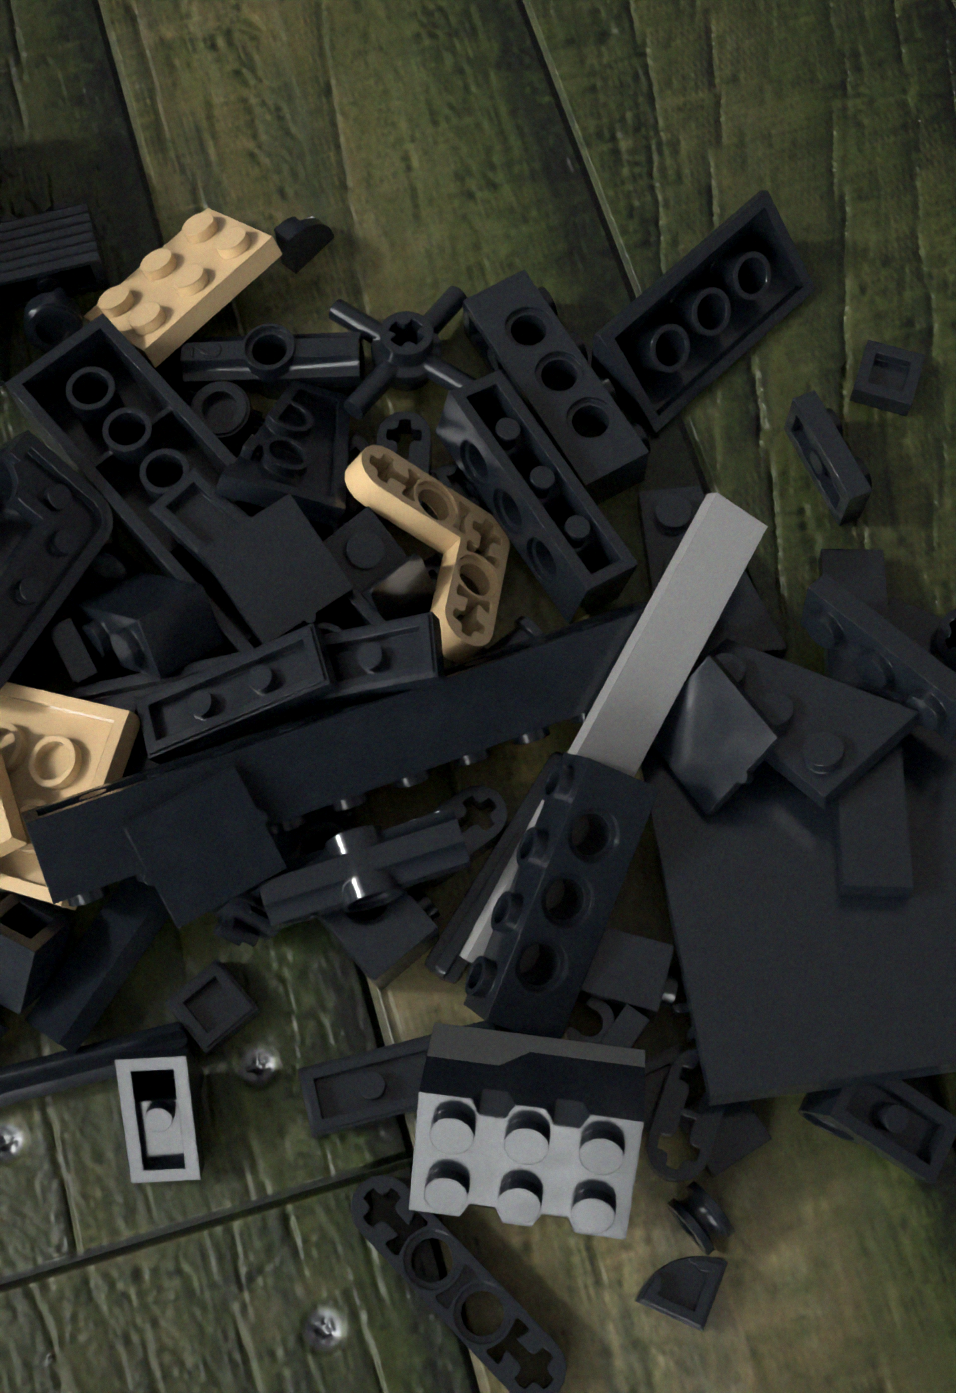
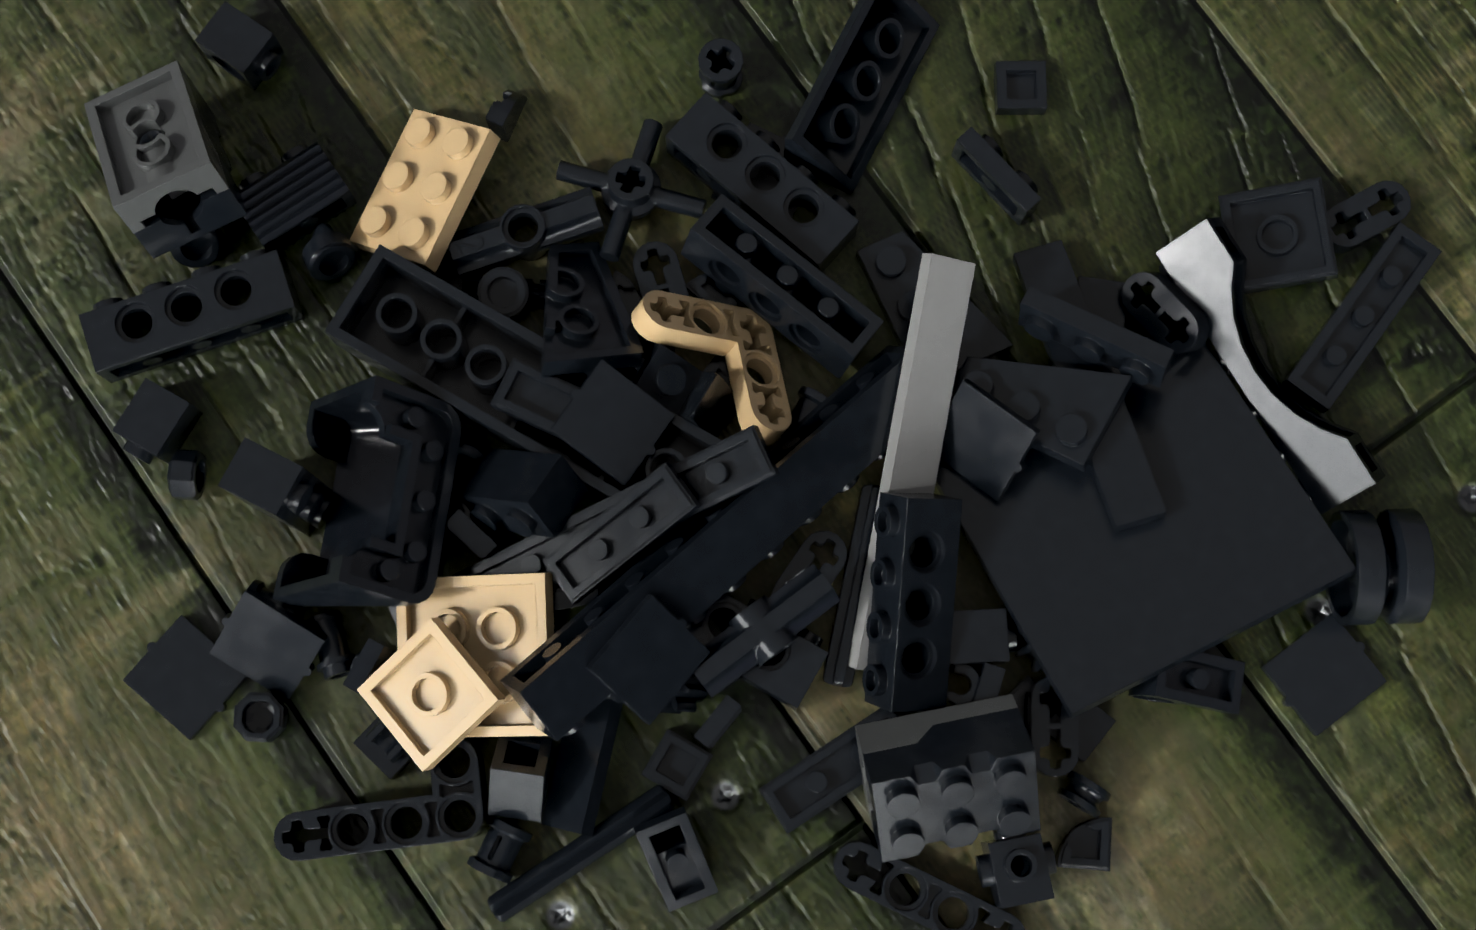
camera: 25 degrees left, 10 degrees up
(53, 96) = (240, 46): none -> black brick
(277, 970) = (718, 722): none -> black tile
(552, 252) = (714, 56): none -> black bush
(587, 1310) = (1030, 882): none -> black brick

